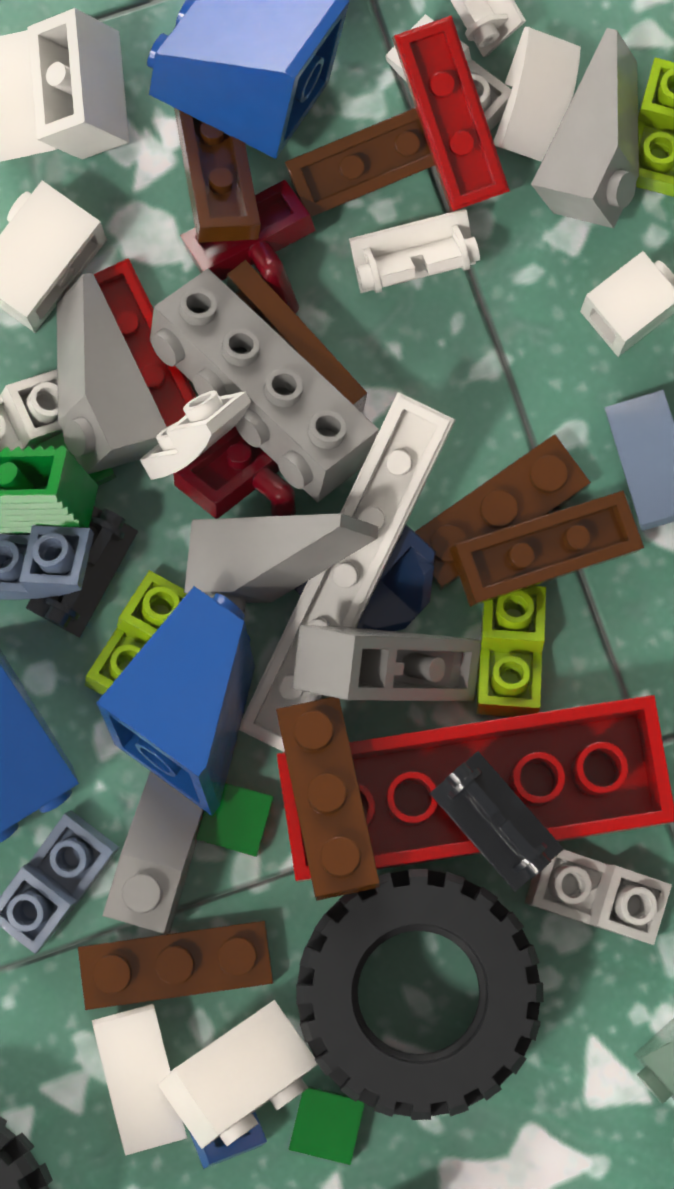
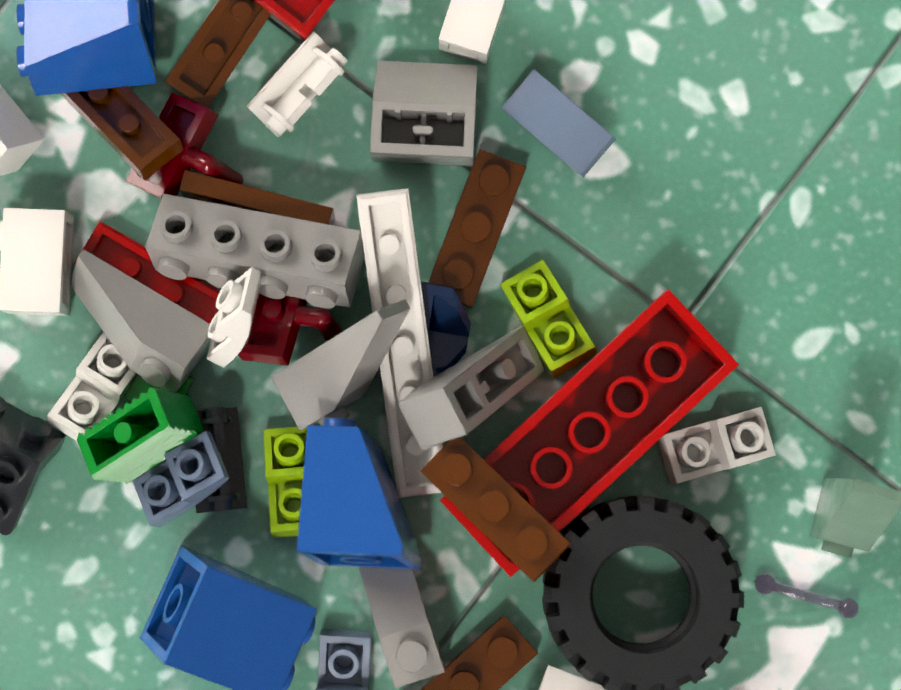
camera: 35 degrees left, 5 degrees up
(238, 820) = (441, 560): green tile -> none
(496, 821) = (620, 447): black hinge -> none
(520, 362) = (423, 113): none -> light grey slope
(546, 548) = (527, 233): reddish brown plate -> none
(556, 1073) = (766, 584): none -> hinge

